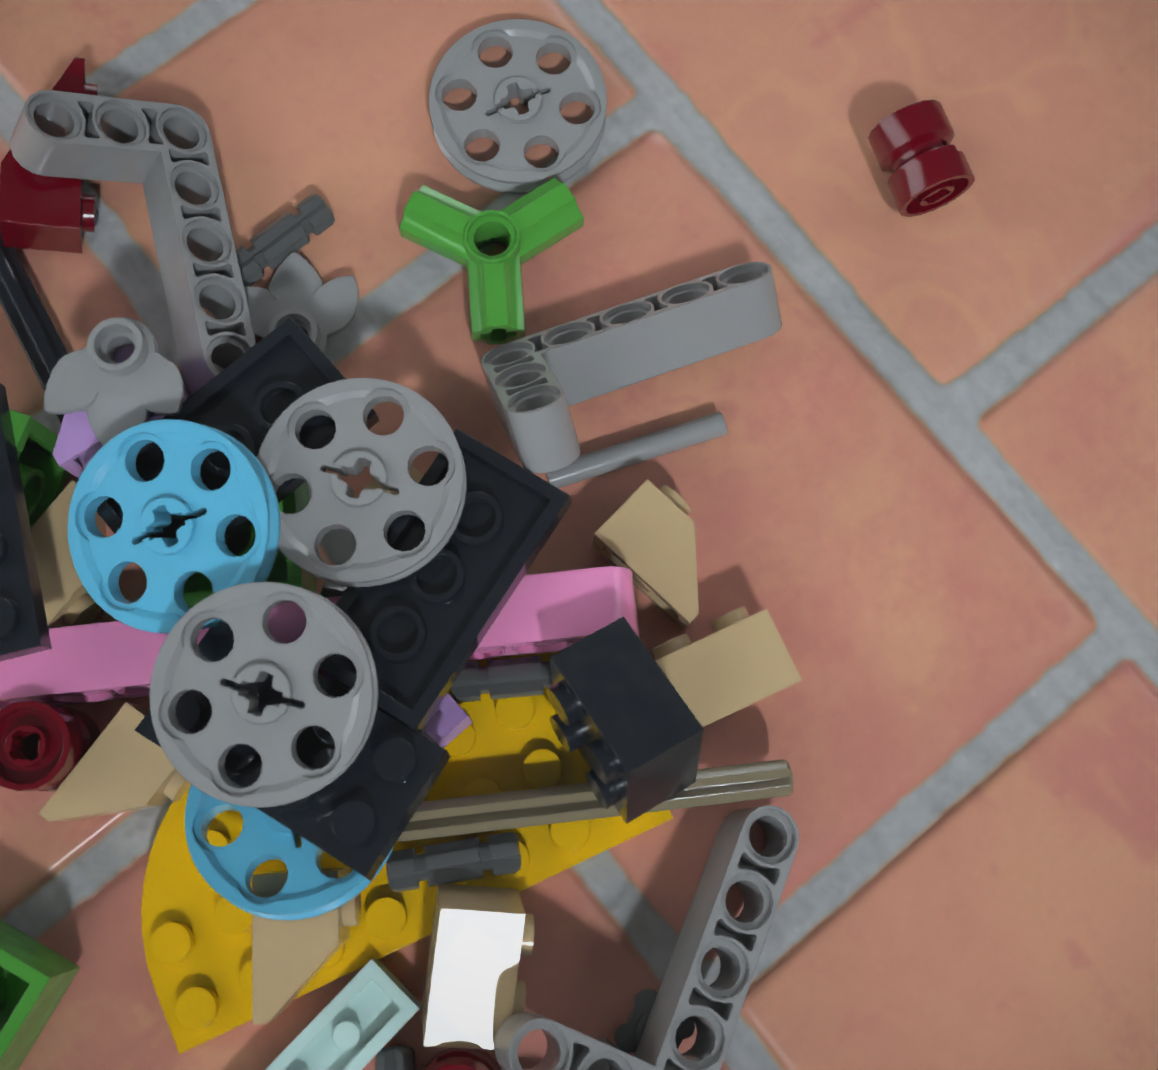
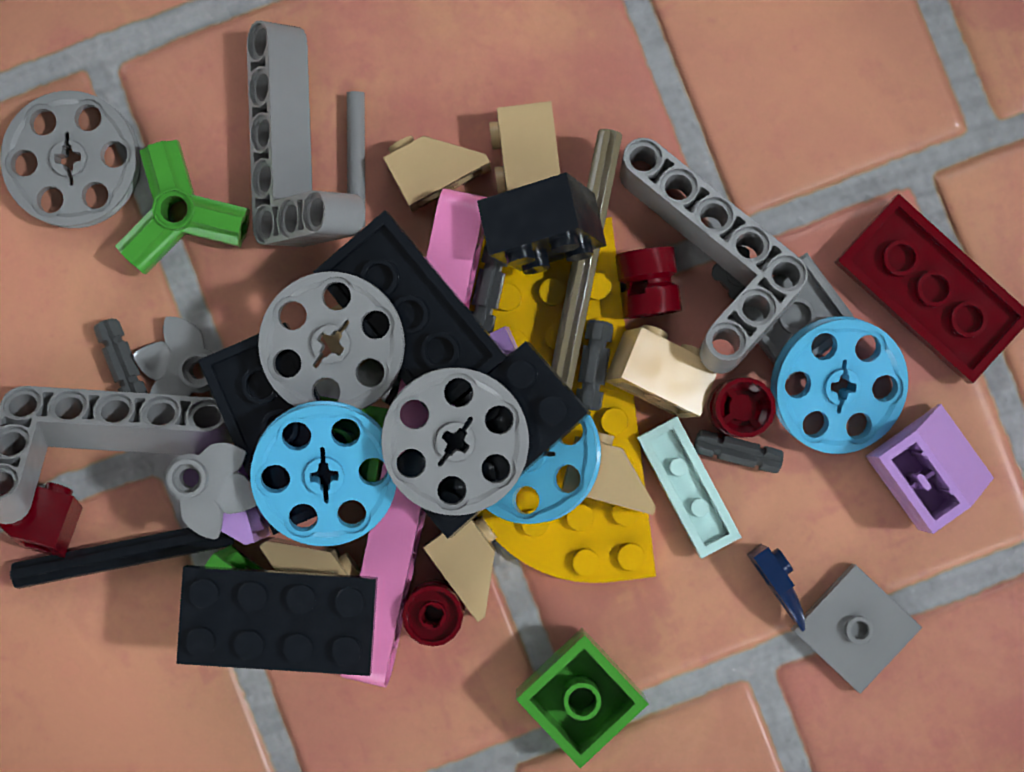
camera: 65 degrees left, 10 degrees up
(596, 903) = (648, 282): none -> dark red wheel

